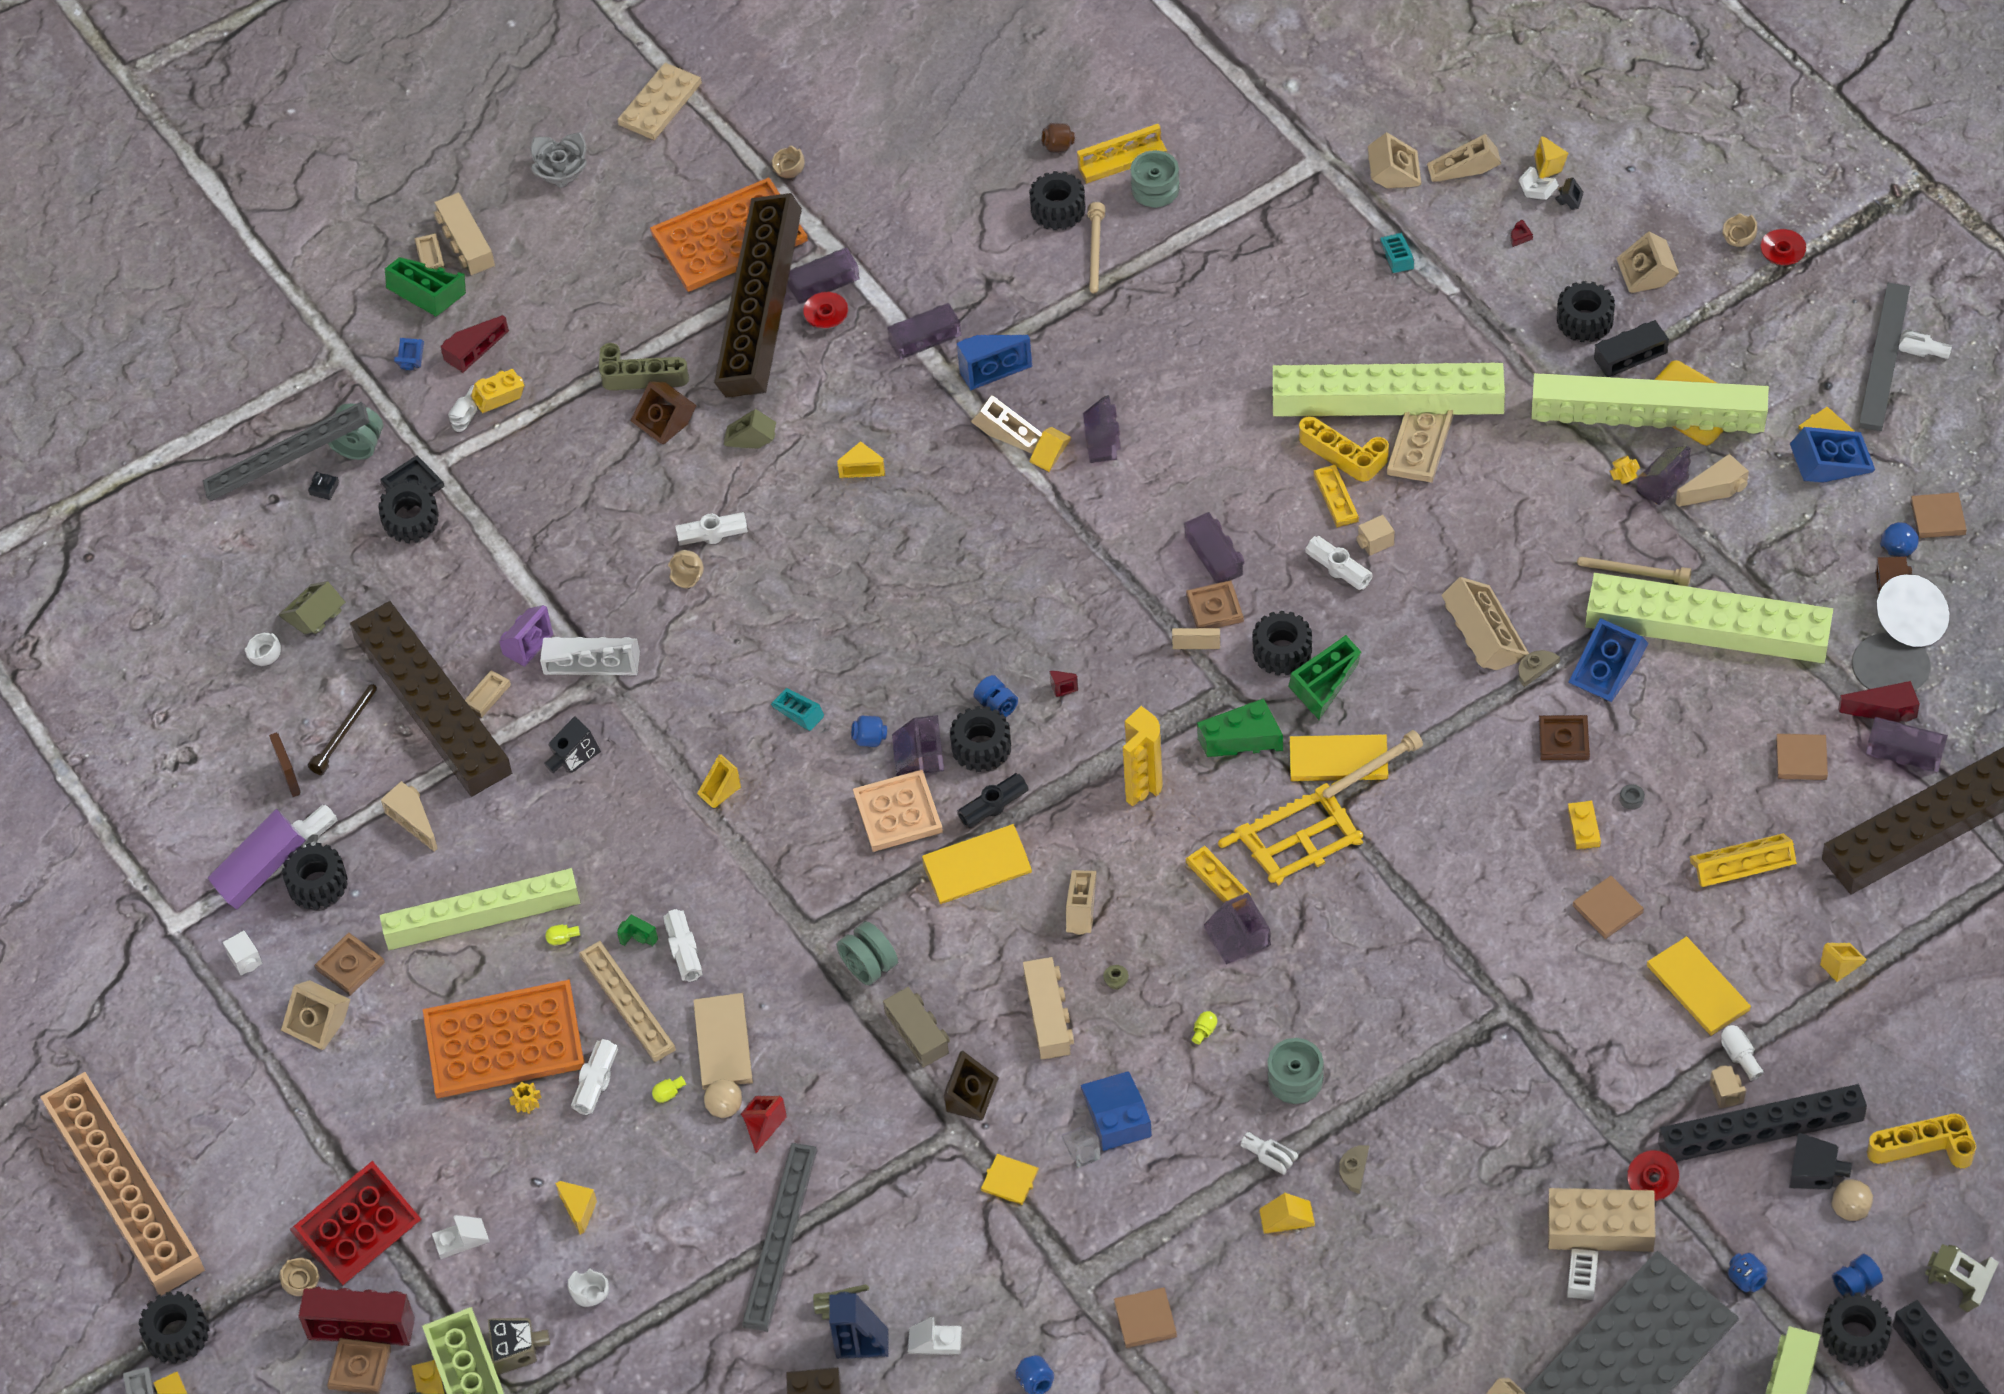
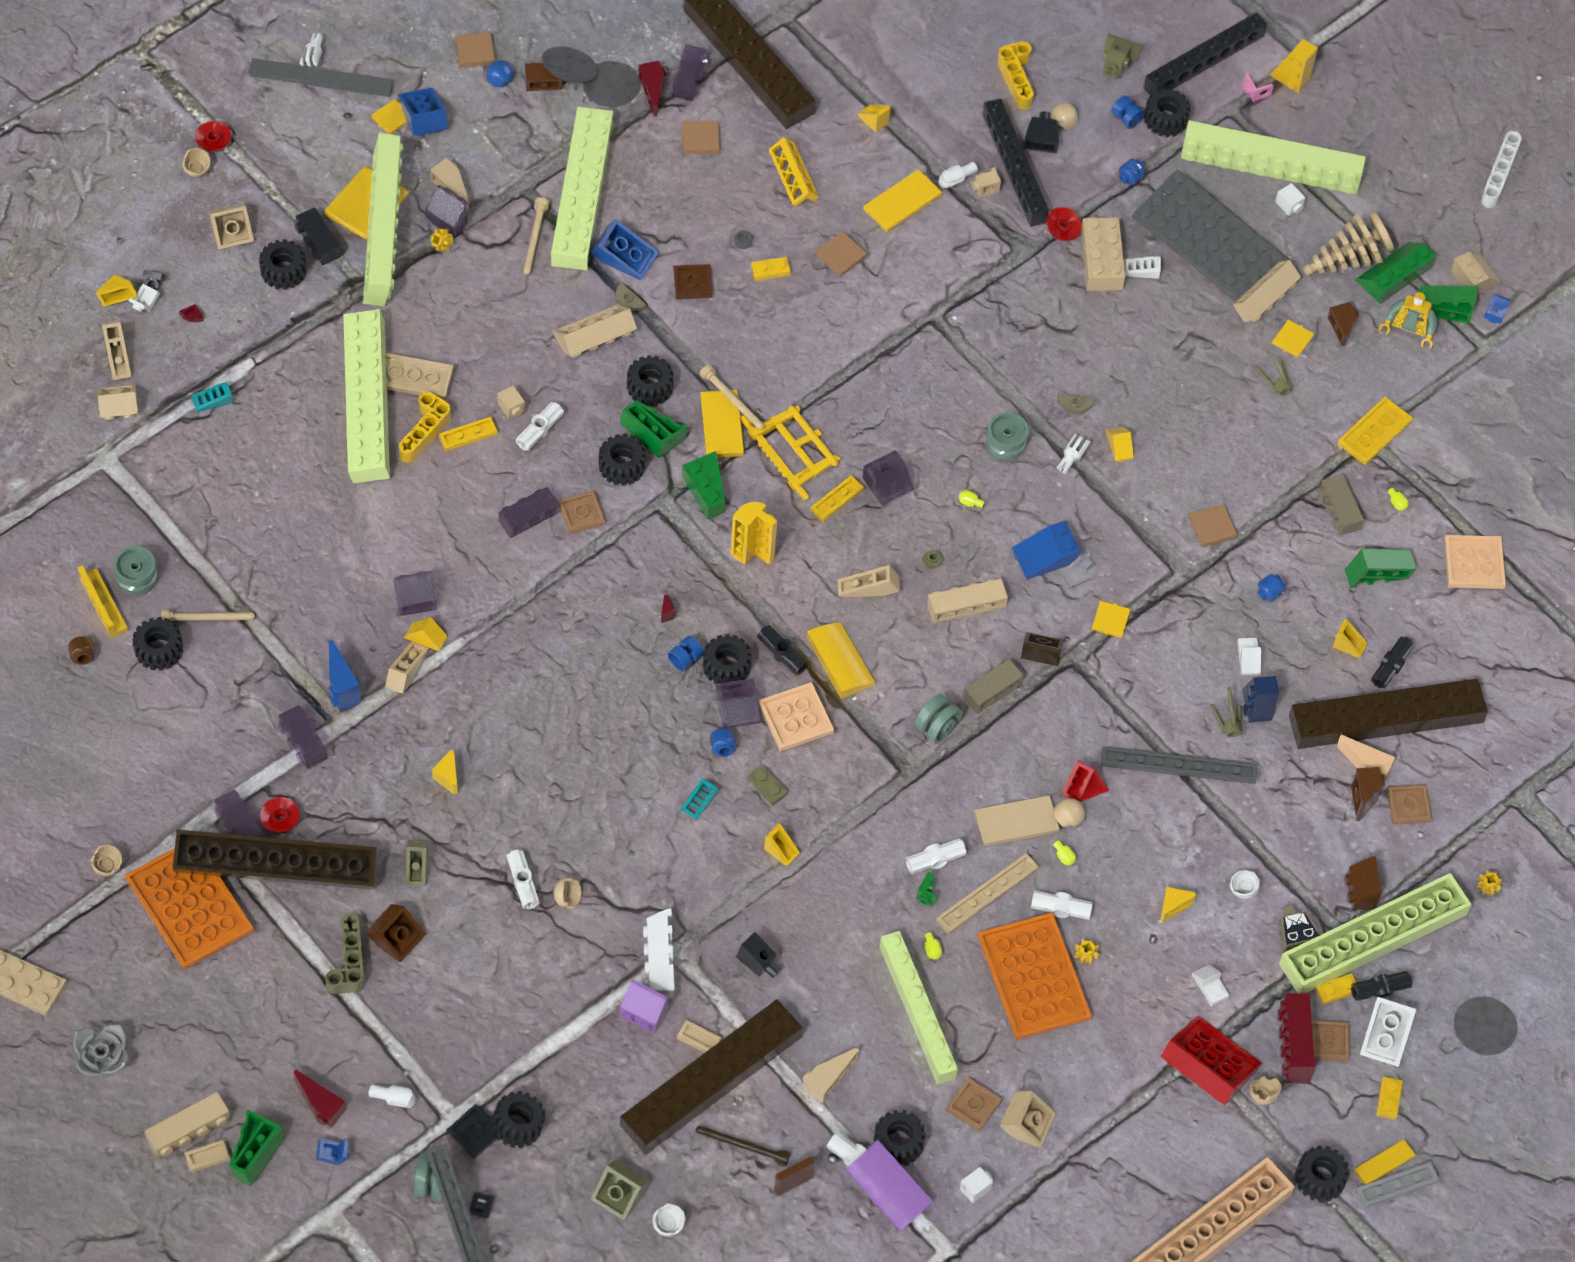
camera: 105 degrees left, 5 degrees up
(497, 390) = (379, 1066): yellow brick -> none
(808, 778) = (767, 785): none -> olive plate
(1196, 638) = (618, 527): tan tile -> none
(1401, 692) = (650, 368): none -> black tyre

